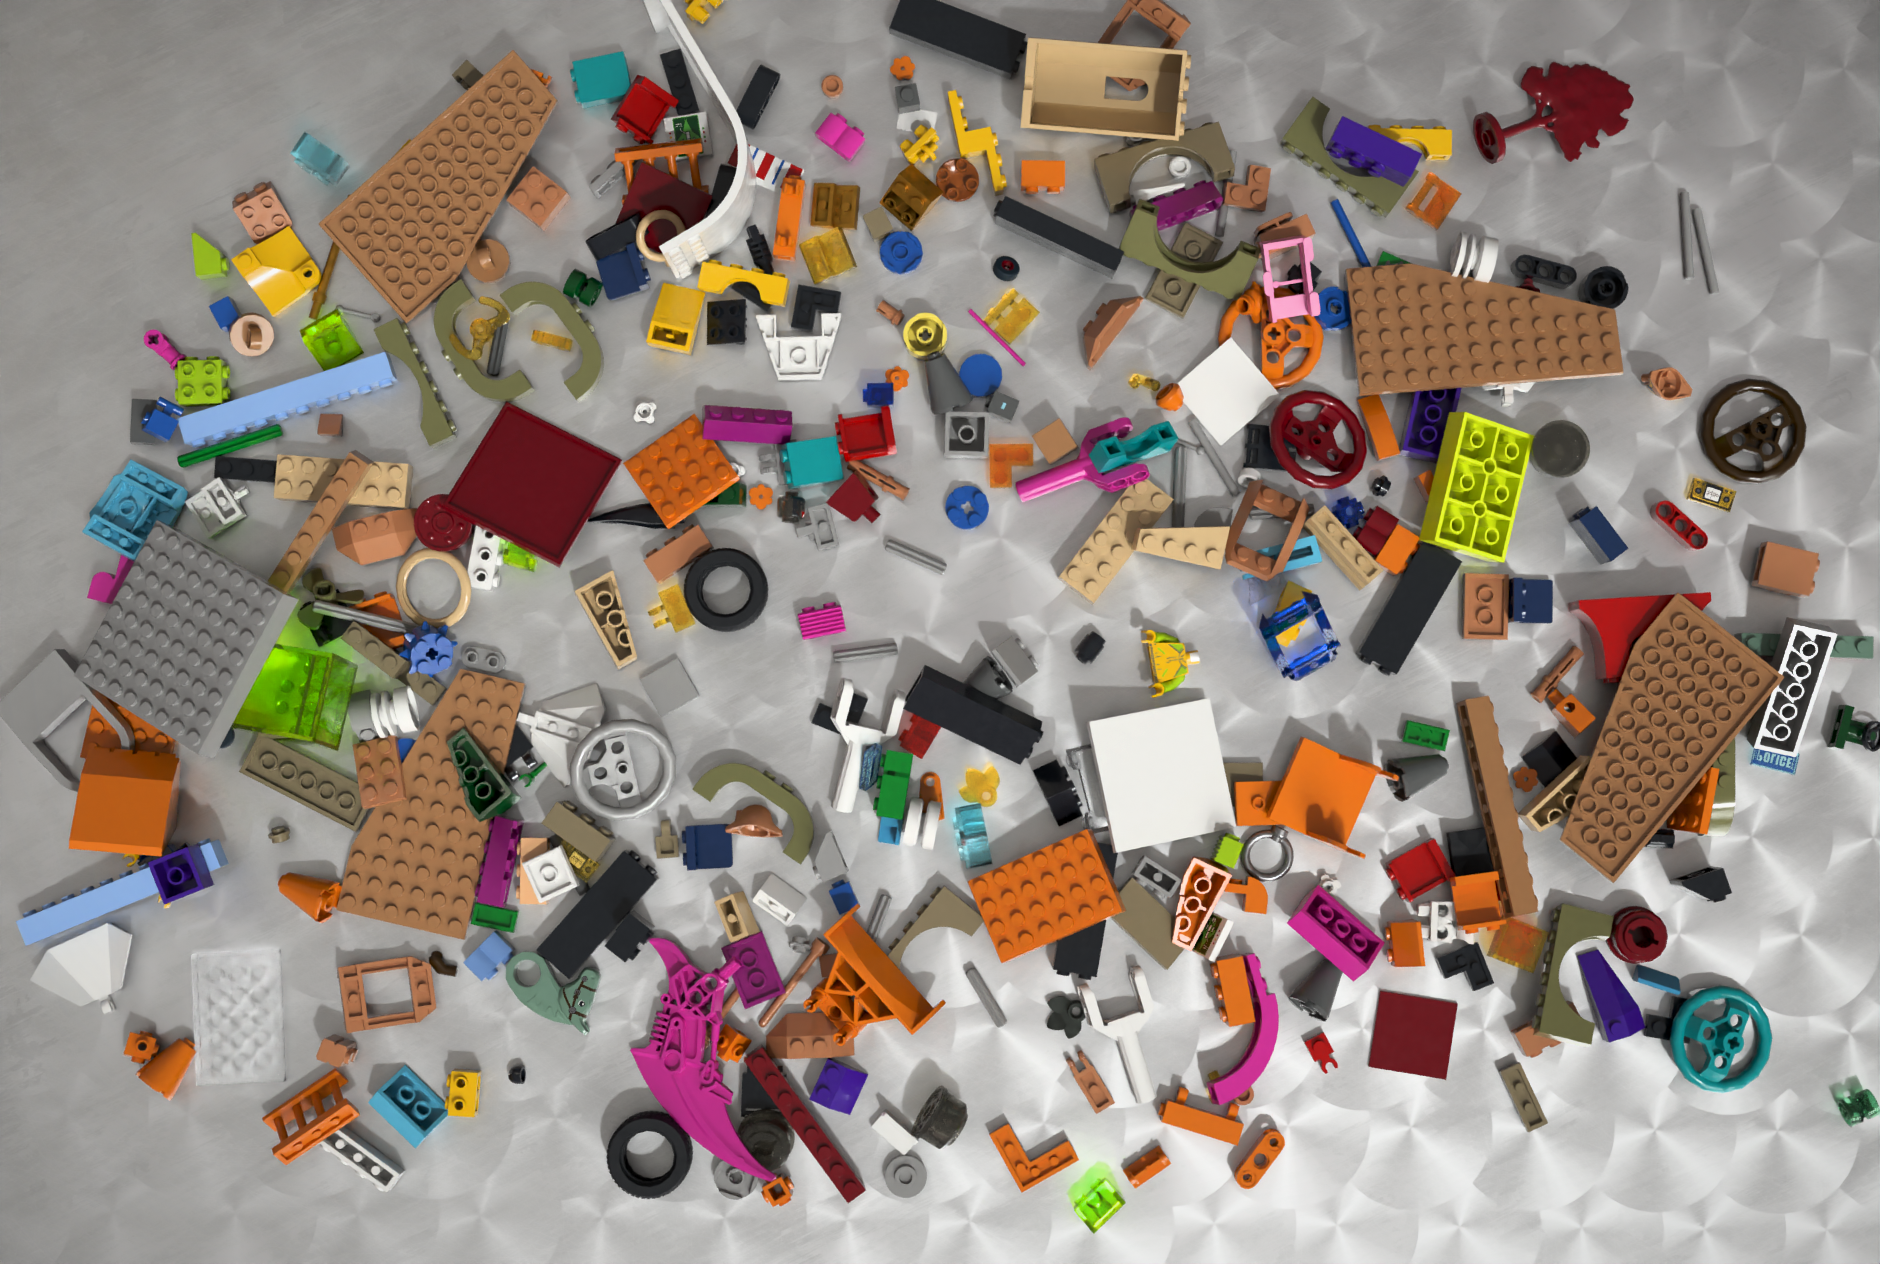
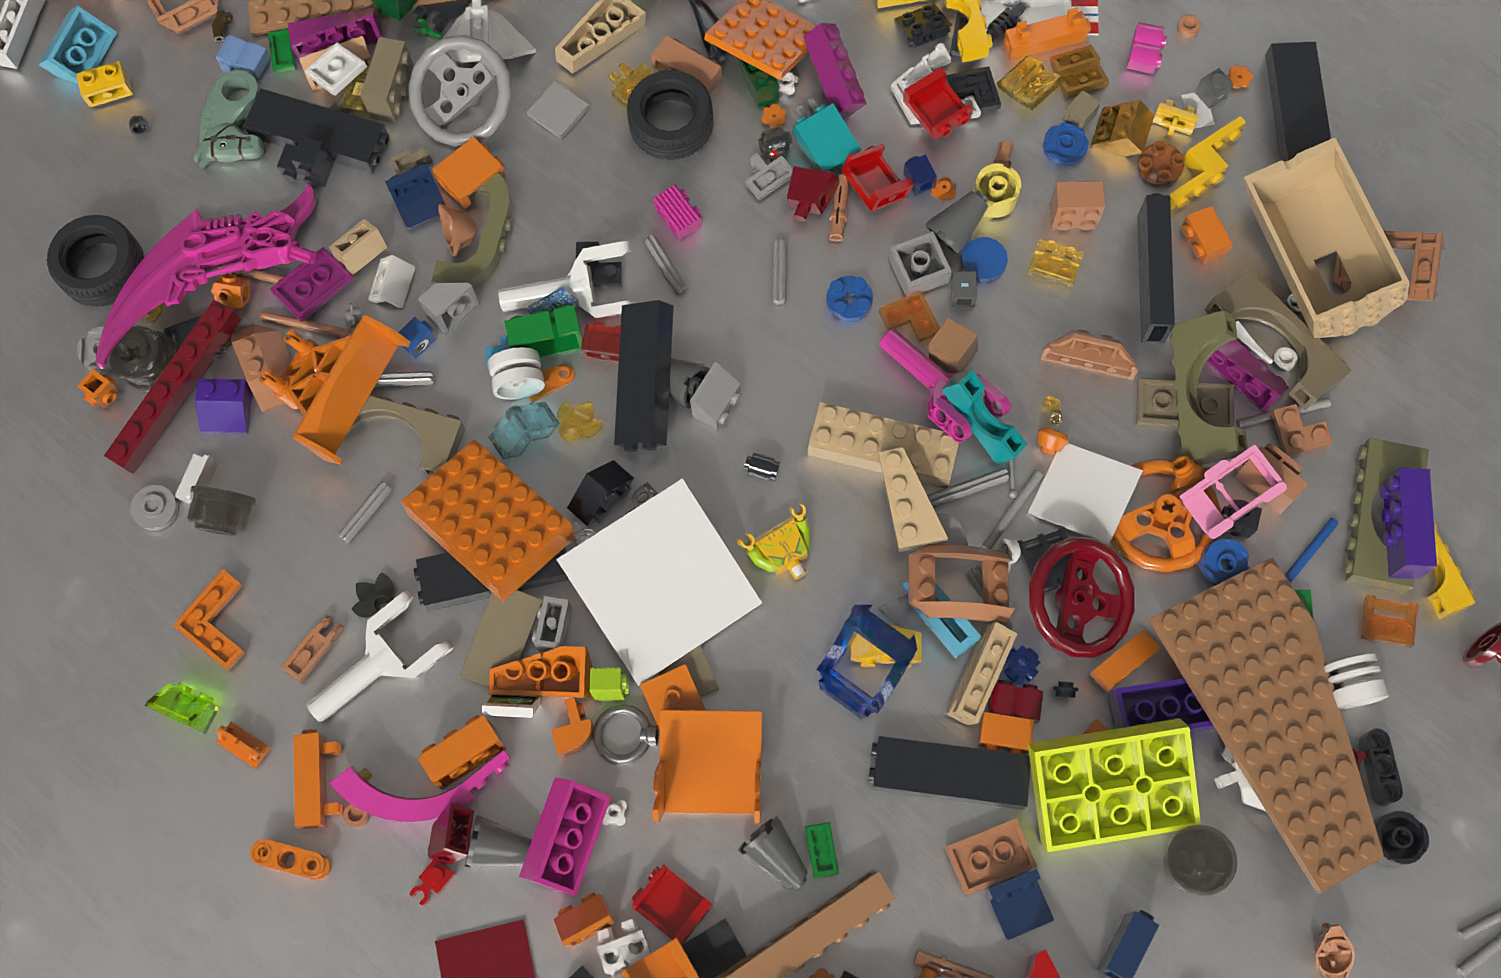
camera: 70 degrees right, 15 degrees down
(703, 791) = (467, 170): none -> orange panel
(822, 349) = (936, 104): none -> red panel
(971, 274) = (1077, 205): none -> nougat brick
(996, 337) = (1028, 261): dark pink axle -> none
(1003, 273) = (1095, 245): black wheel -> none
(1298, 1022) = (451, 834): none -> dark red torso

